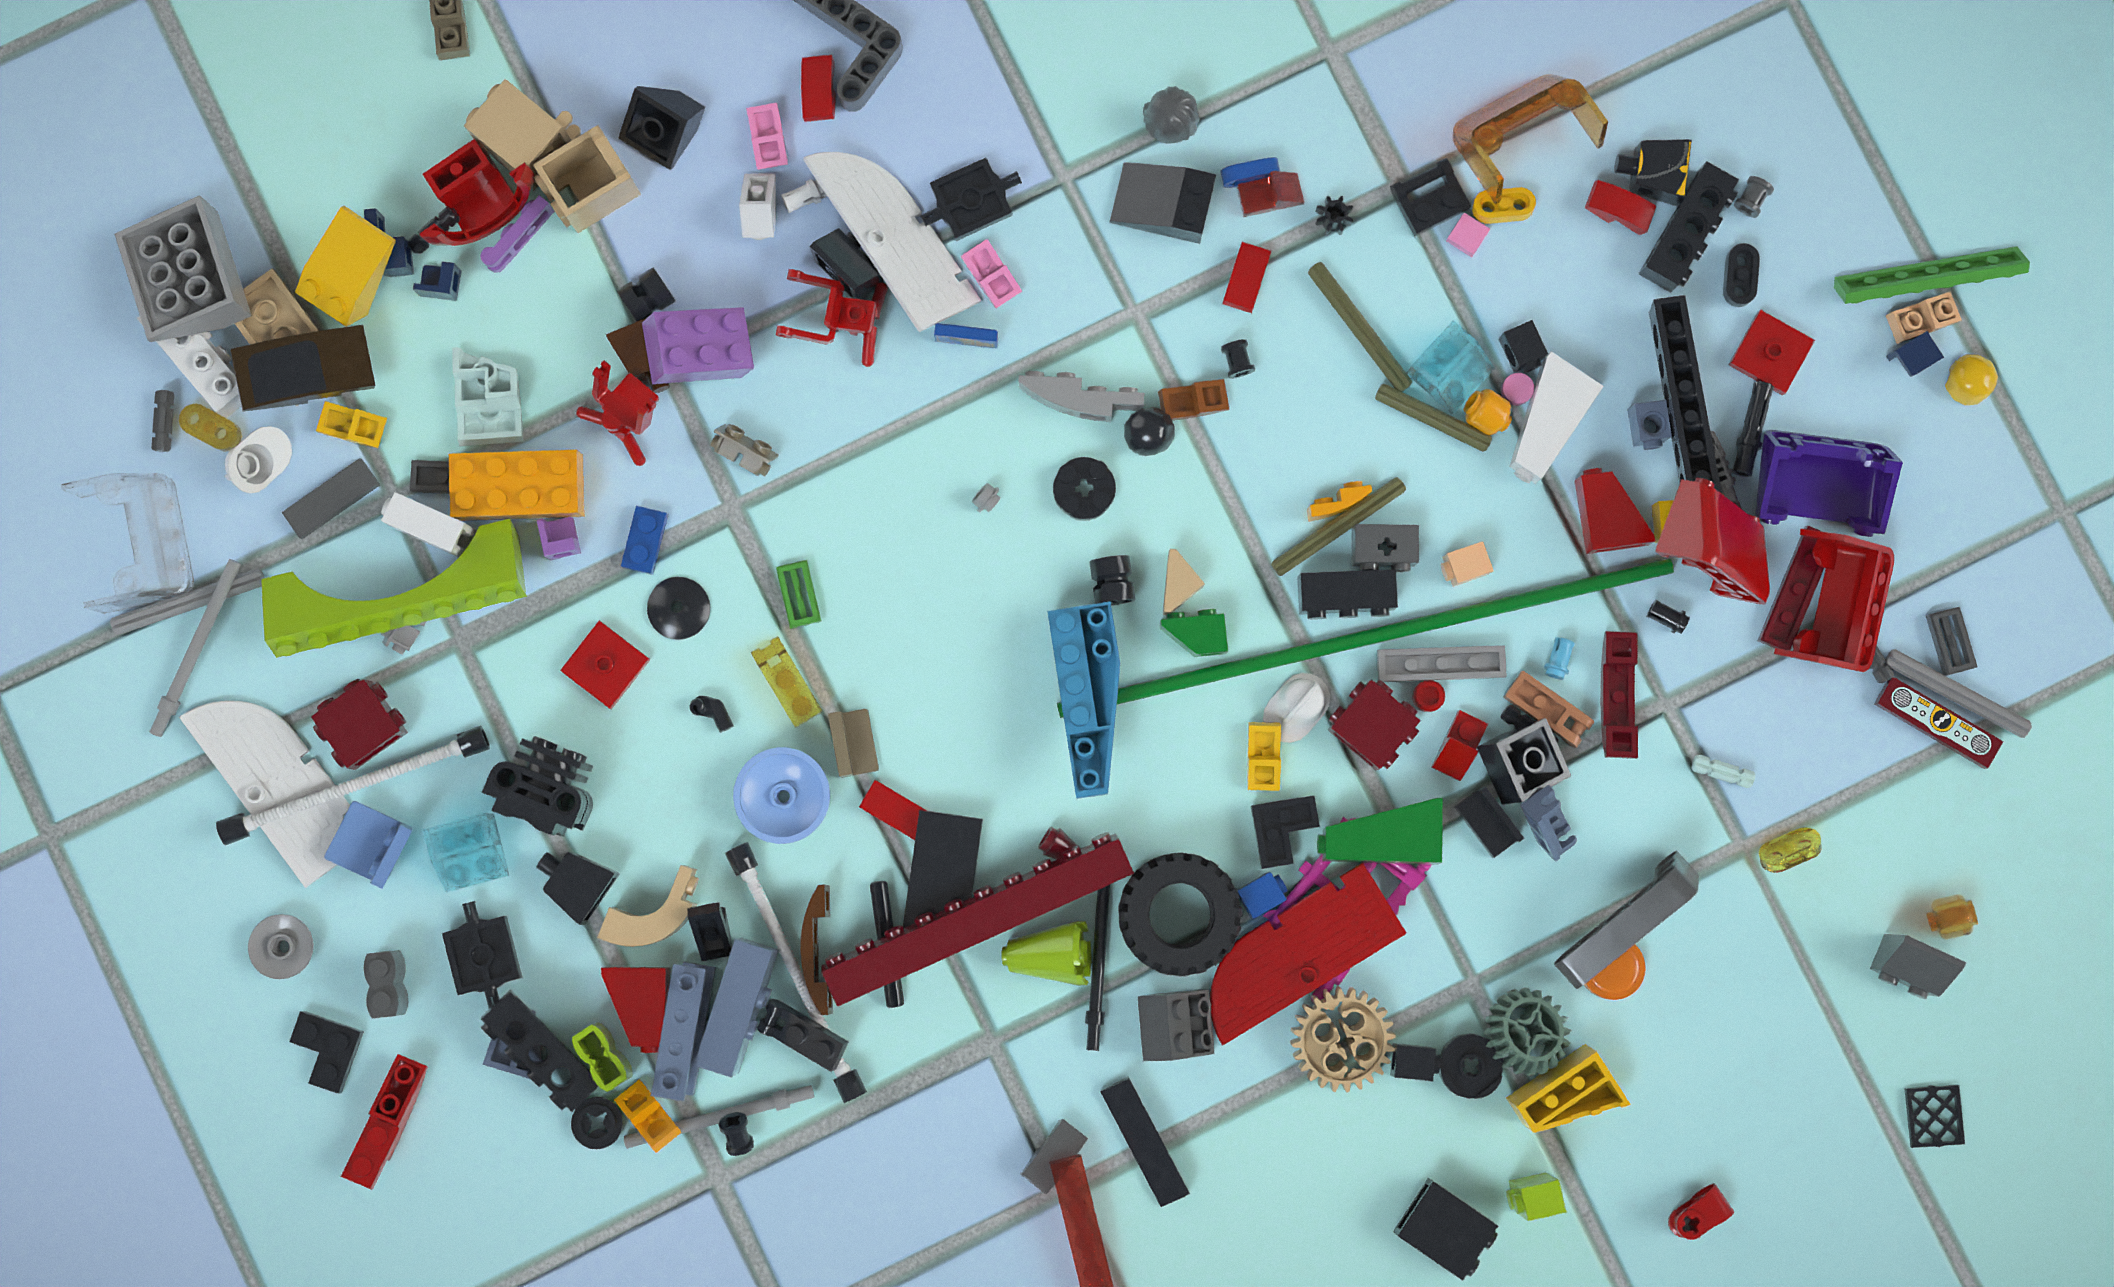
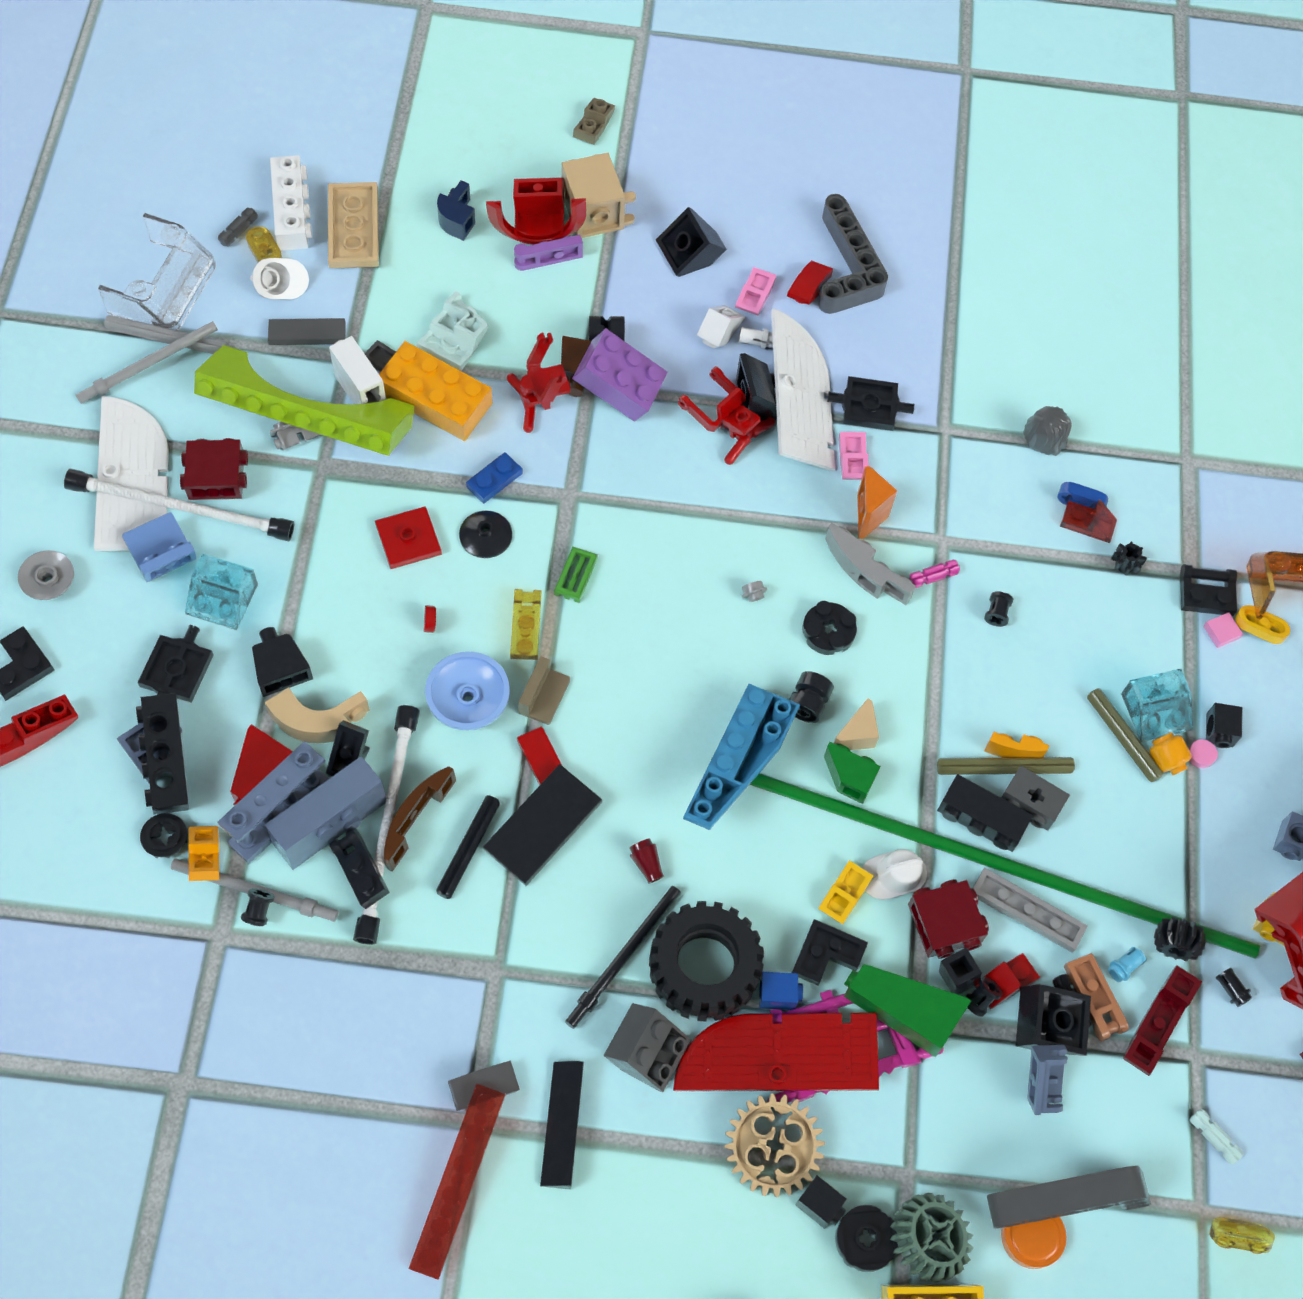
camera: 30 degrees right, 20 degrees down
(182, 272) = (320, 148): light grey slope -> none
(302, 368) = (350, 240): dark brown slope -> none
(346, 267) = (423, 203): yellow slope -> none
(351, 425) = (354, 298): yellow slope -> none
(385, 978) = (99, 638): dark grey brick -> none
(439, 281) = (477, 252): dark blue panel -> none
(447, 218) = (481, 222): black axle -> none
(542, 788) = (304, 581): black piece -> none
(558, 538) = (436, 442): medium lavender panel -> none
(593, 174) = (617, 243): tan container -> none
(607, 1065) = (204, 787): lime brick -> none
(690, 740) = (429, 619): none -> red tile
(712, 708) = (460, 609): black arm -> none
(755, 453) = (599, 452): dark tan hinge -> none
(966, 335) = (810, 481): blue tile -> none
(976, 919) = (547, 863): dark red brick -> none
(1046, 323) = (874, 501): none -> orange slope
(1052, 954) = (588, 929): lime cone -> none
(1149, 431) = (902, 617): black hair -> none
(1151, 358) = (934, 573): none -> dark pink axle
(1163, 200) = (1010, 481): black slope -> none
(1194, 400) = (947, 619): dark orange slope -> none
(1246, 277) = (1038, 561): red slope -> none
(1359, 327) = (1104, 643): olive axle -> none
(1415, 771) = (960, 971): none -> black brick
(1428, 696) = (1003, 929): red tile -> none
(1448, 779) = (983, 996): none -> black bush
(1466, 564) = (1091, 849): light nougat brick -> none
(1488, 821) = (997, 1052): black panel -> none
(1554, 411) = (1223, 784): white slope -> none
(1596, 605) = (1179, 939): none -> black gear
(1608, 514) = (1227, 883): red slope -> none

